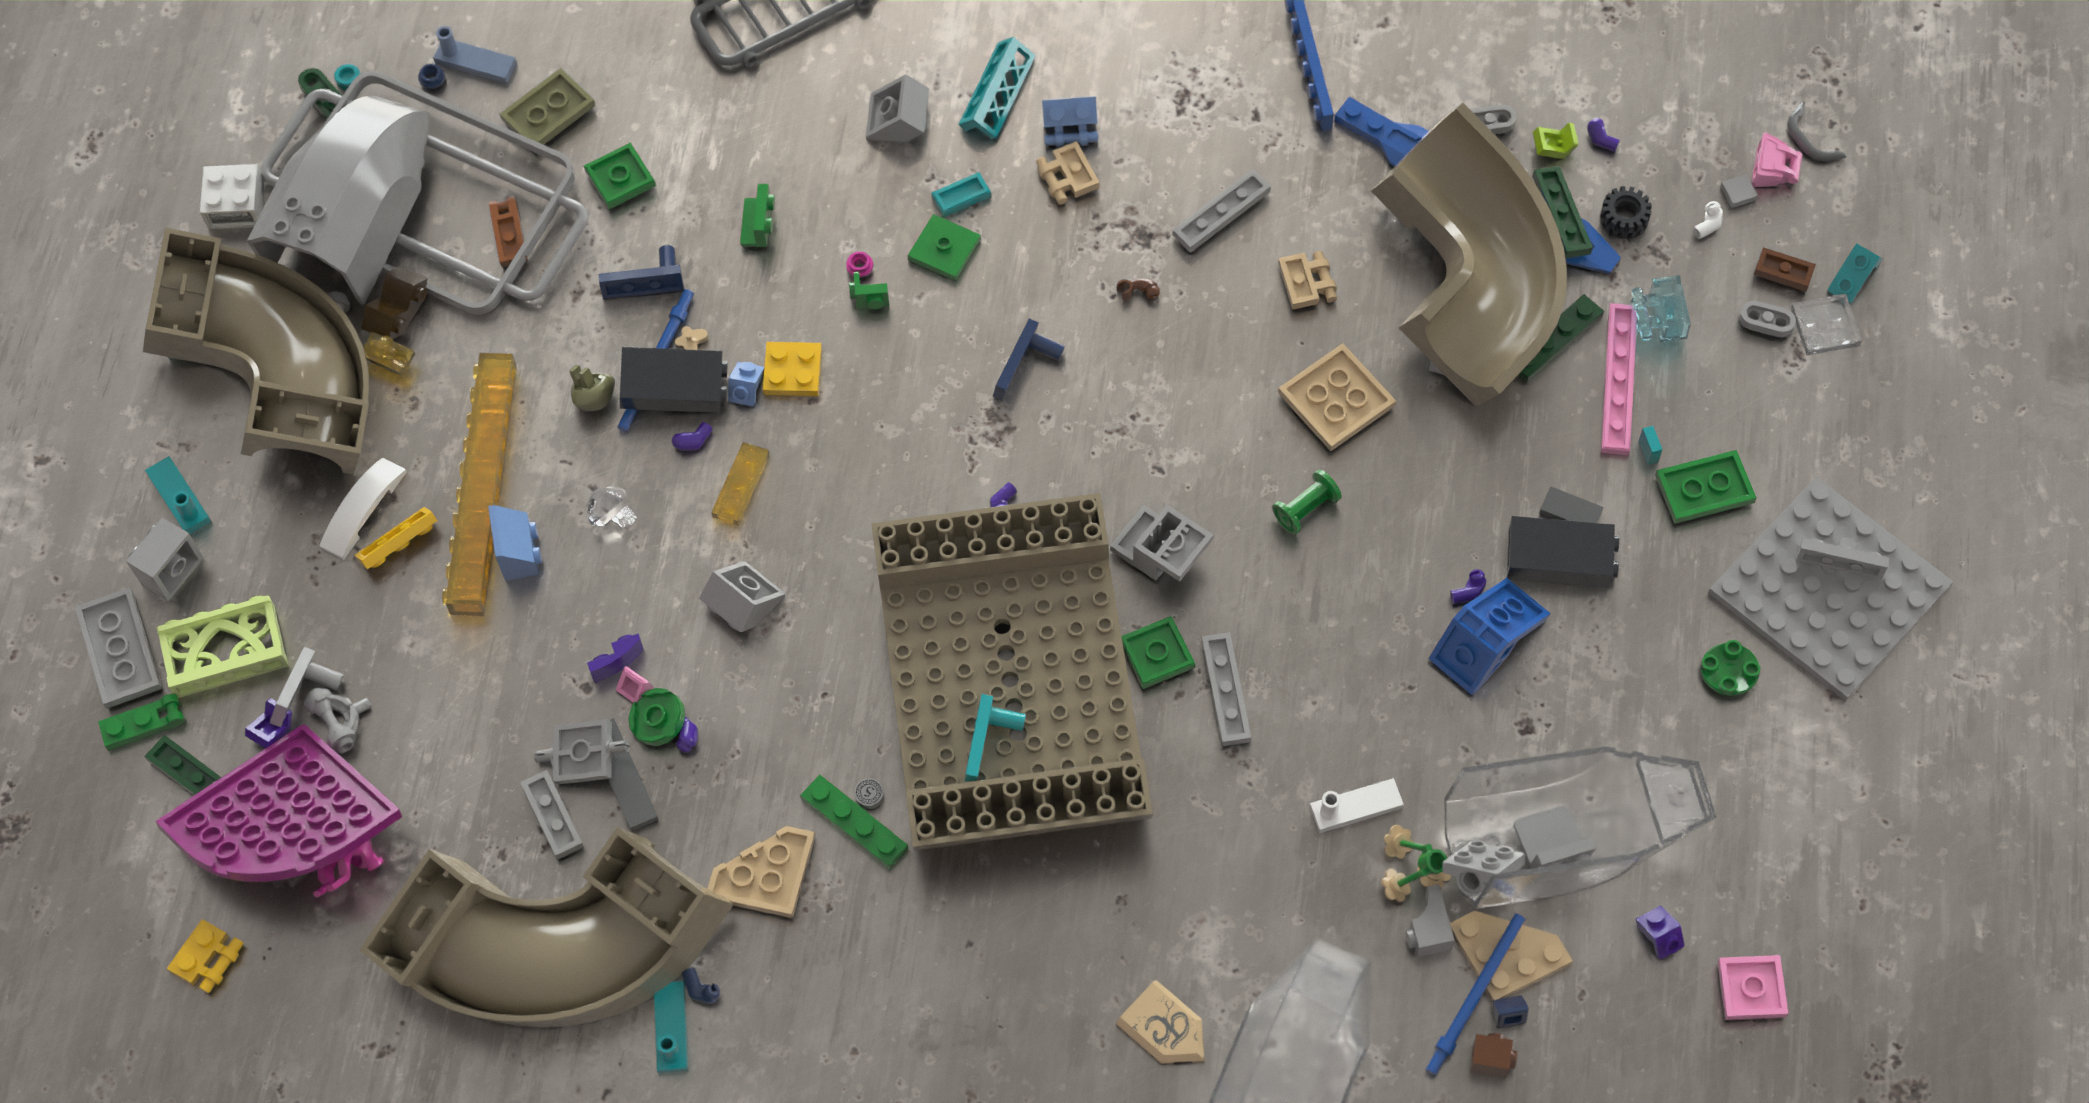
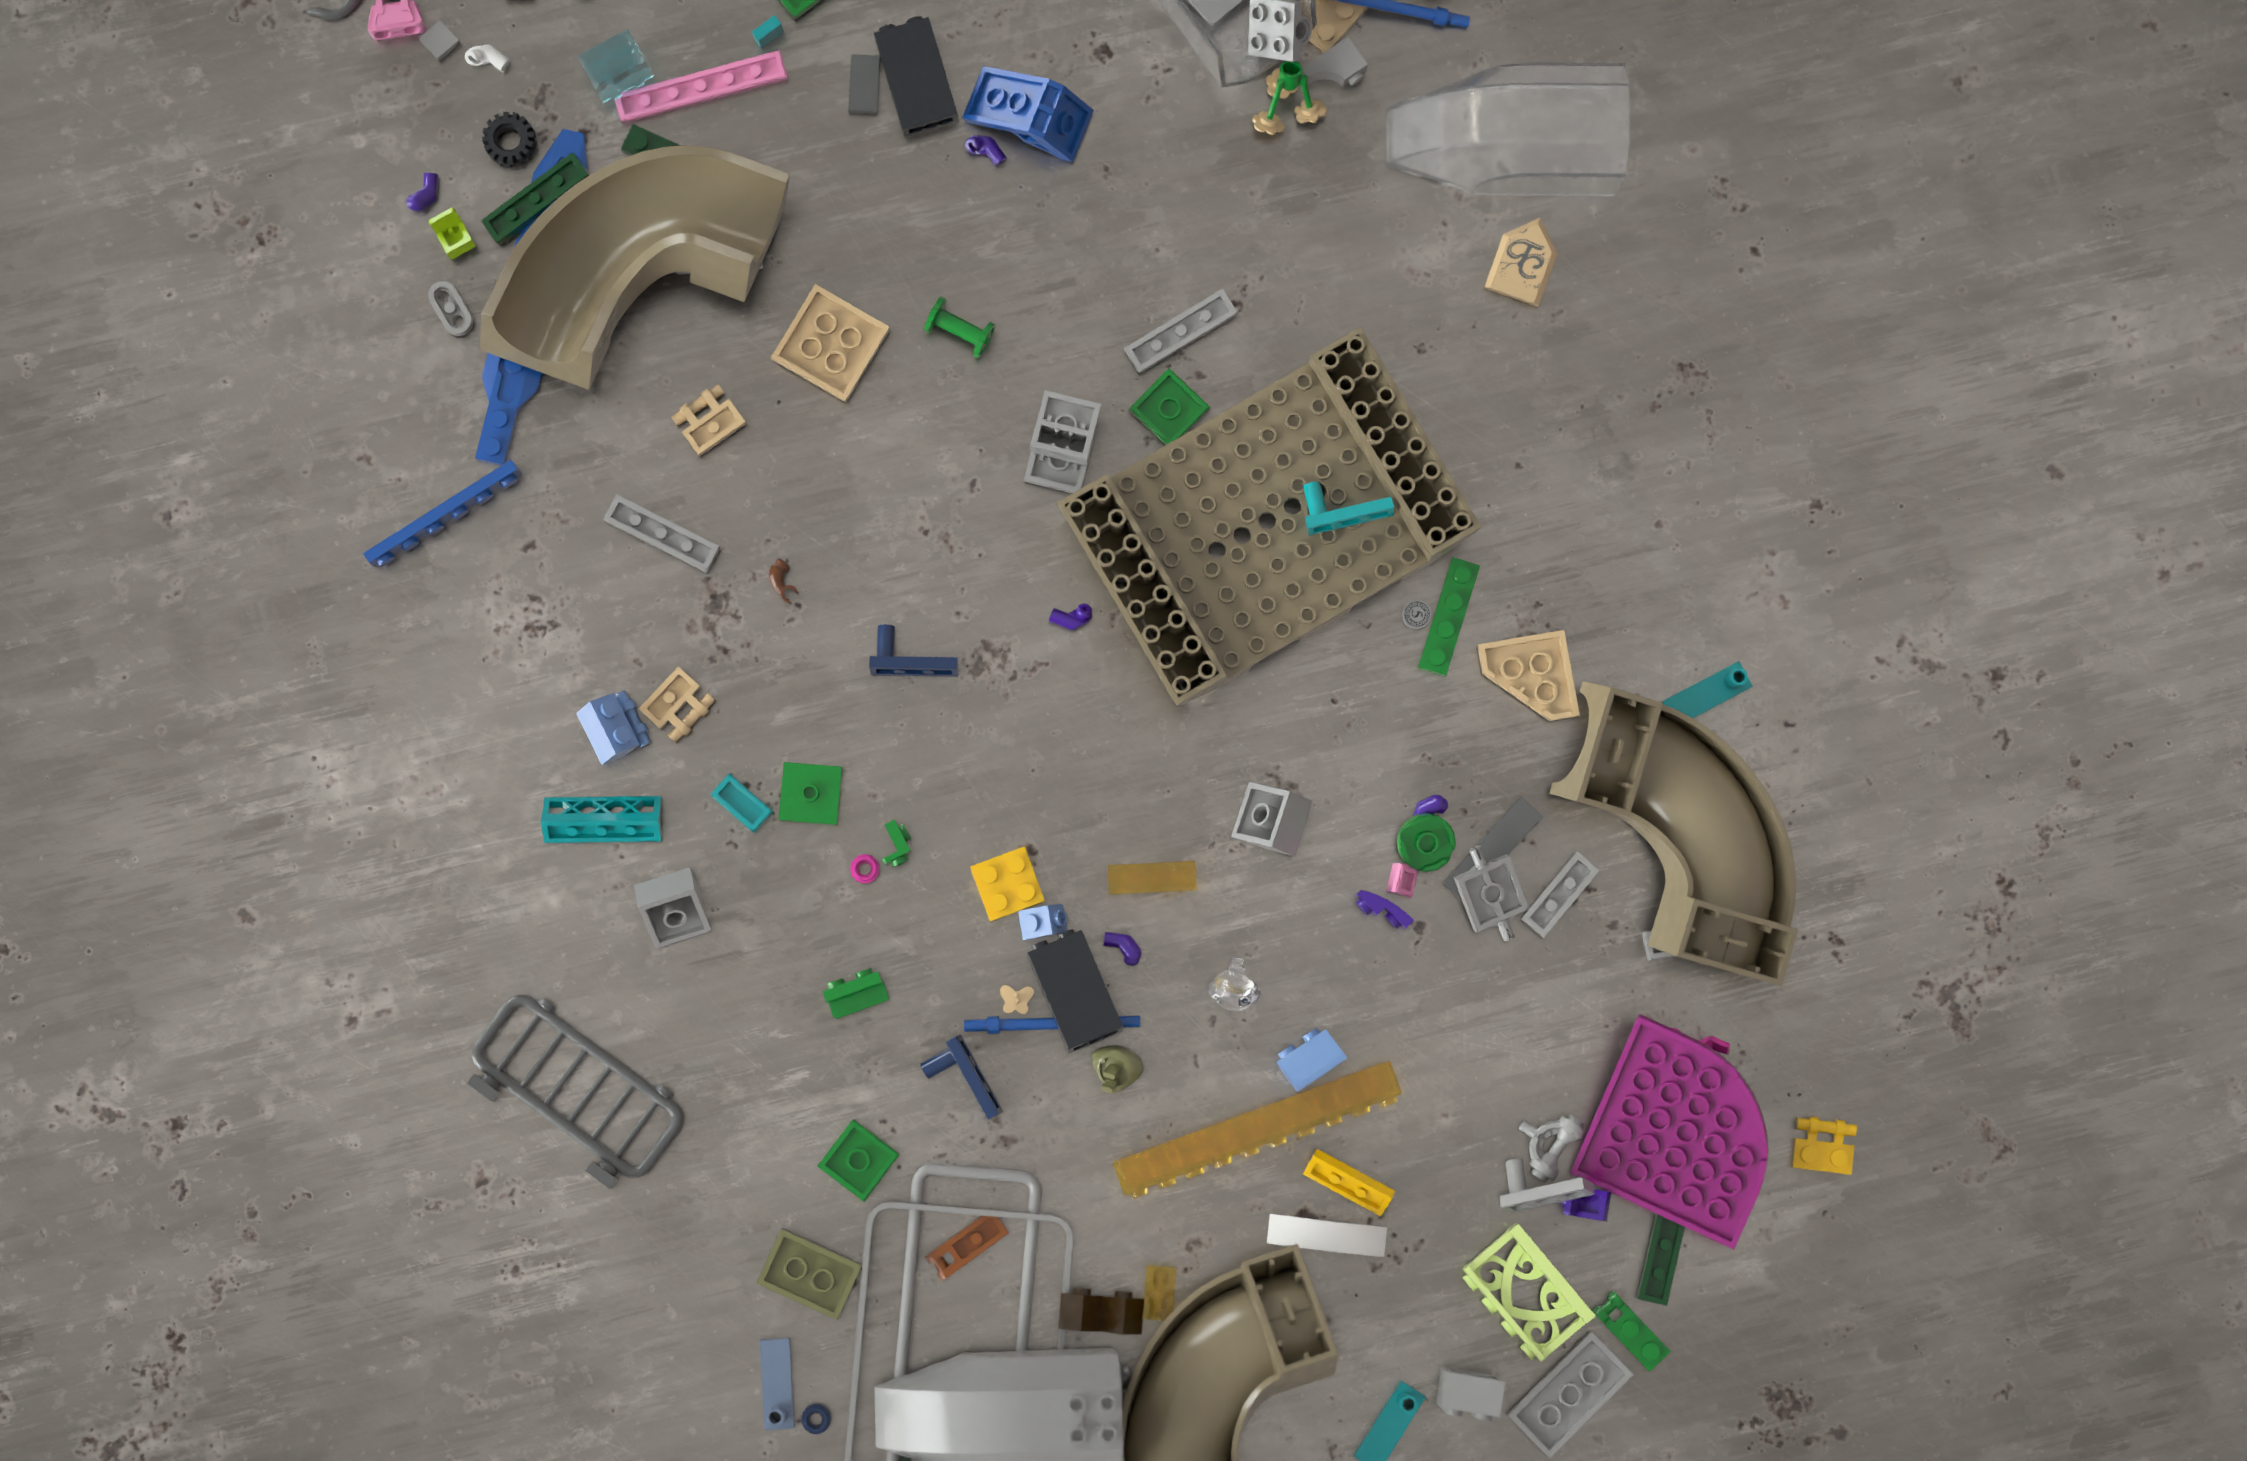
camera: 115 degrees left, 20 degrees up
(699, 991) = (1665, 682): dark blue arm -> none
(1356, 805) = (1246, 173): white piece -> none

